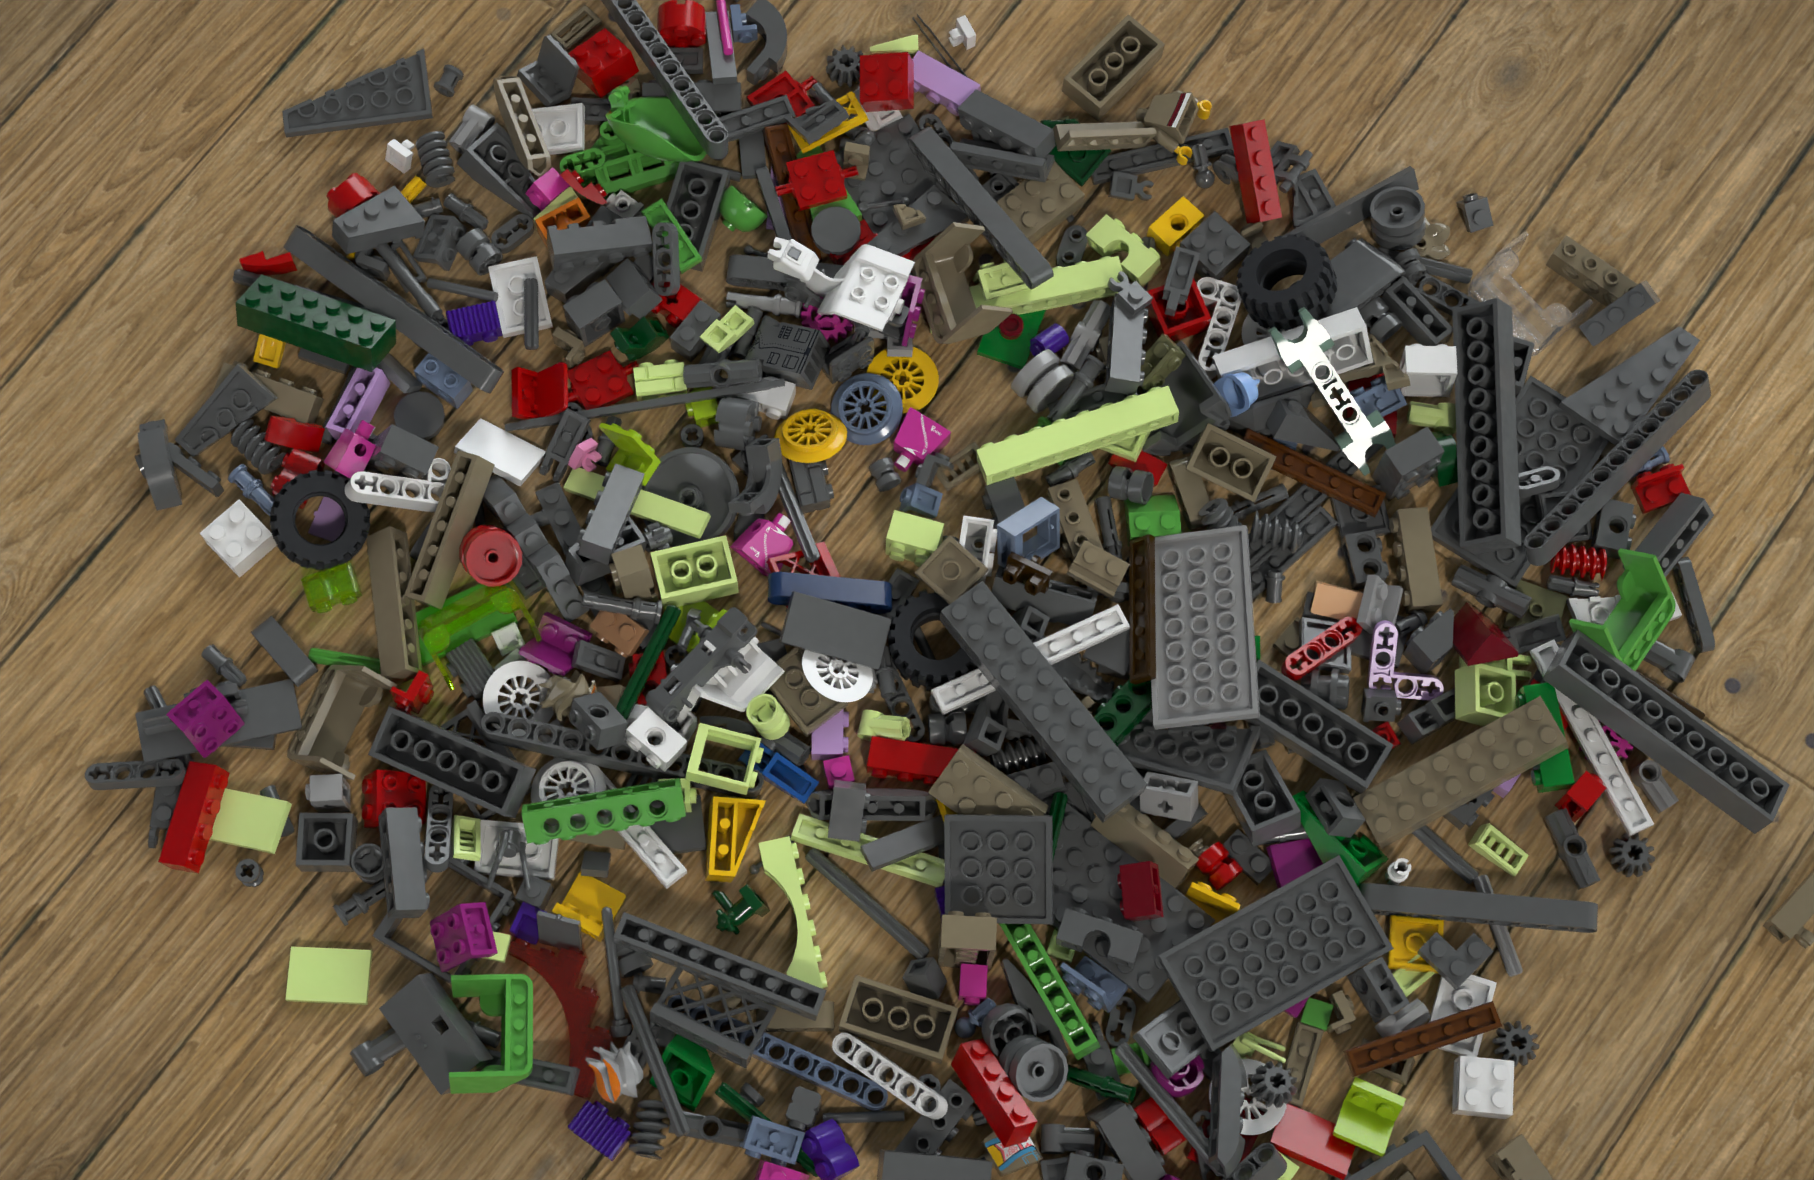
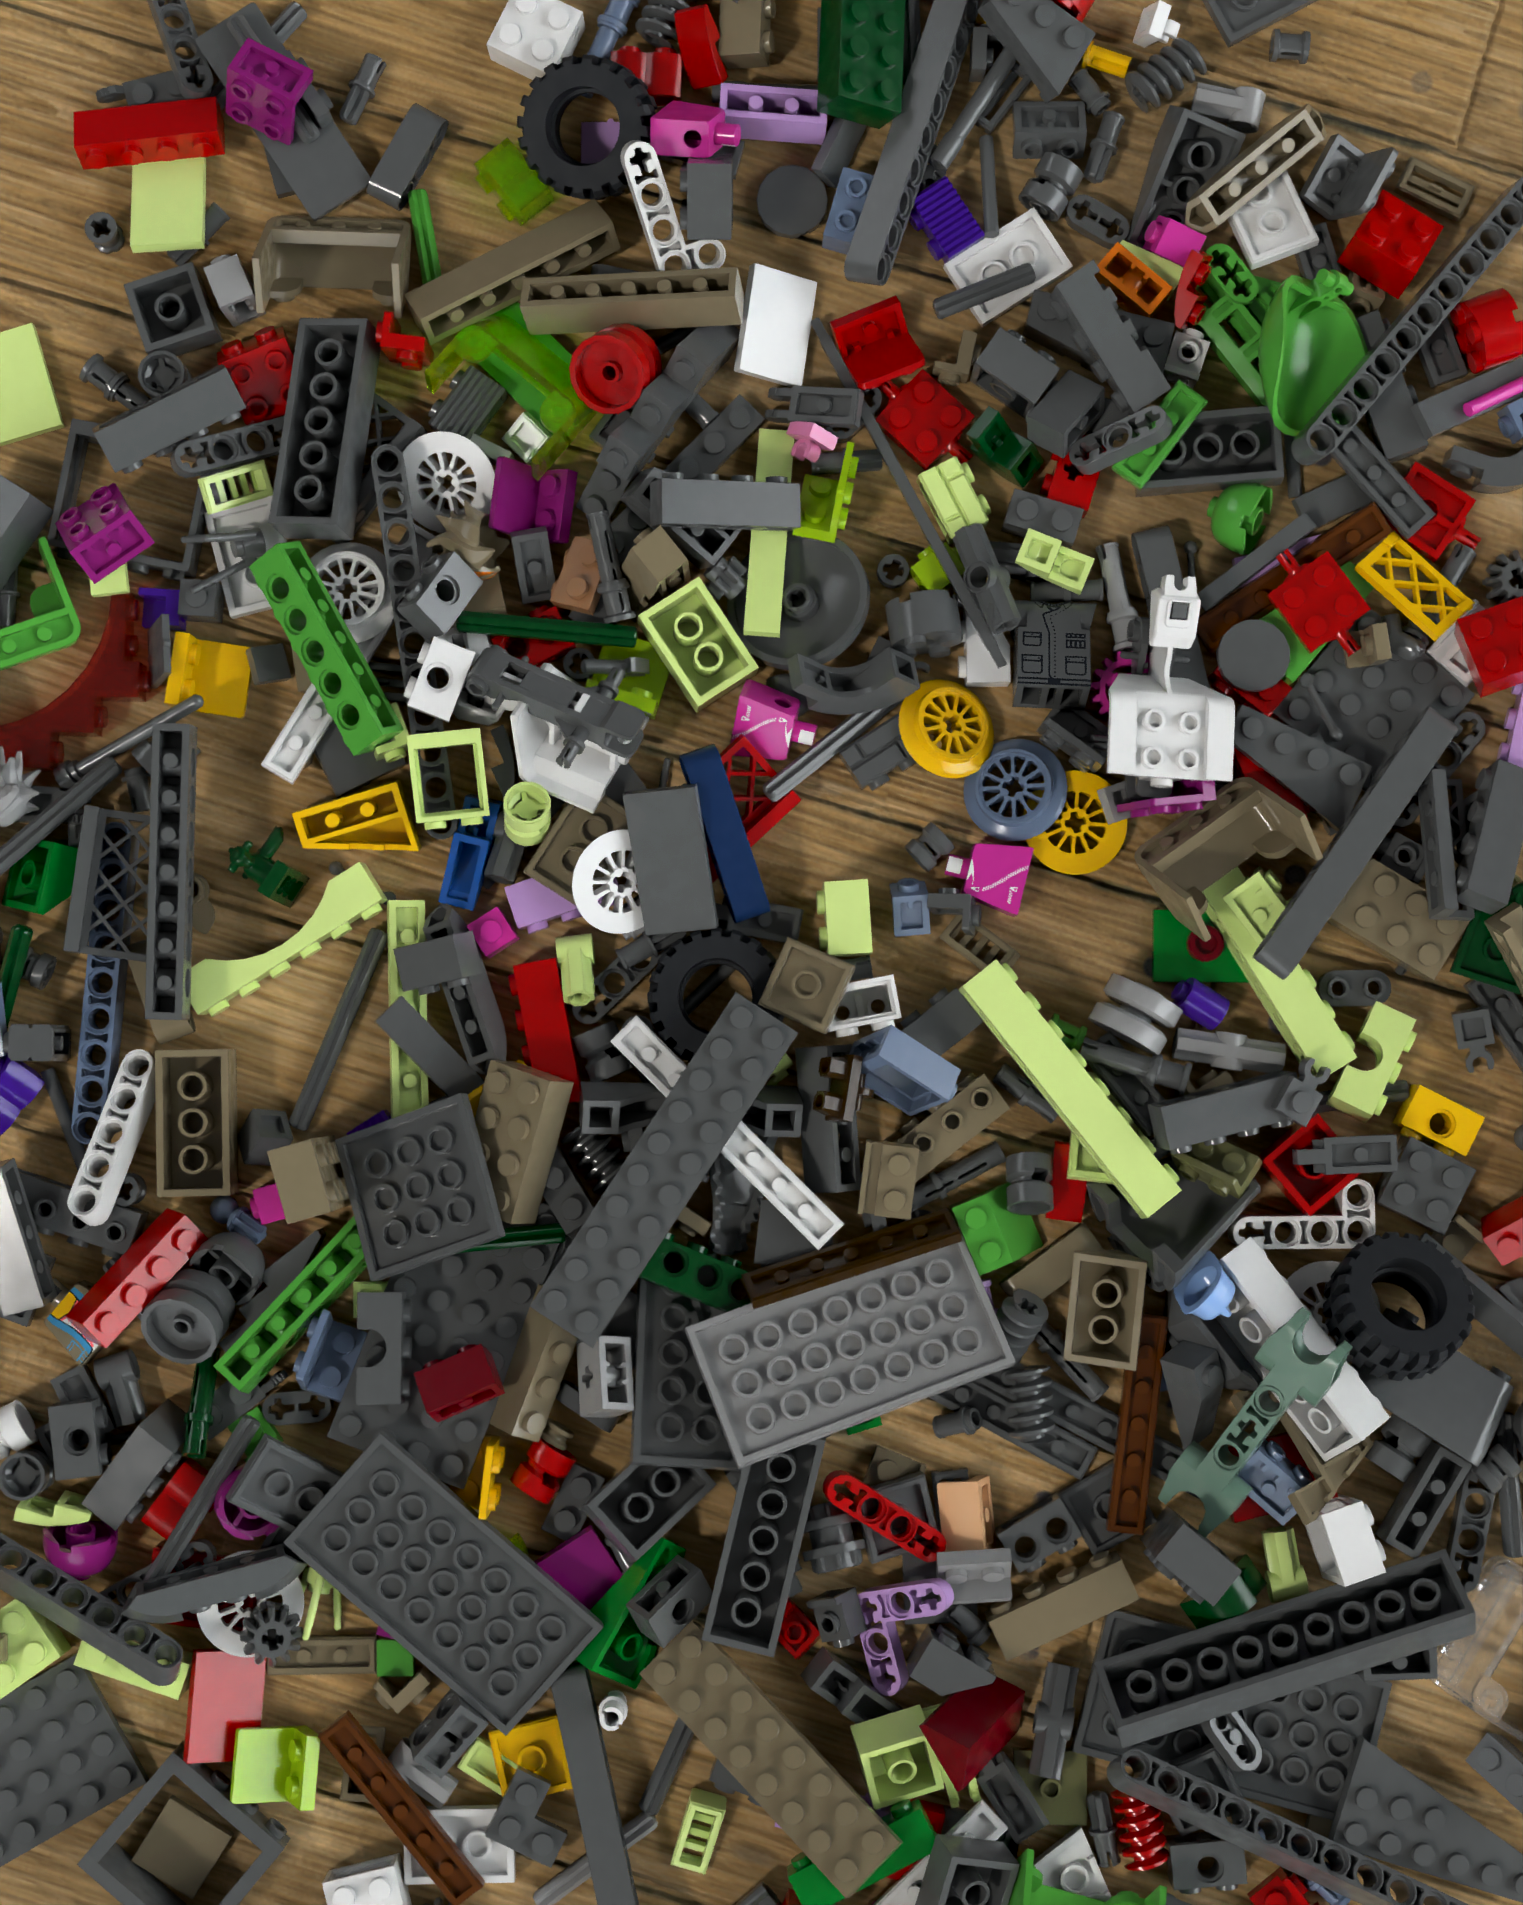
camera: 75 degrees right, 15 degrees up
(818, 120) = (1407, 572): dark grey wing -> none
(908, 216) = (1306, 747): dark tan tile -> none

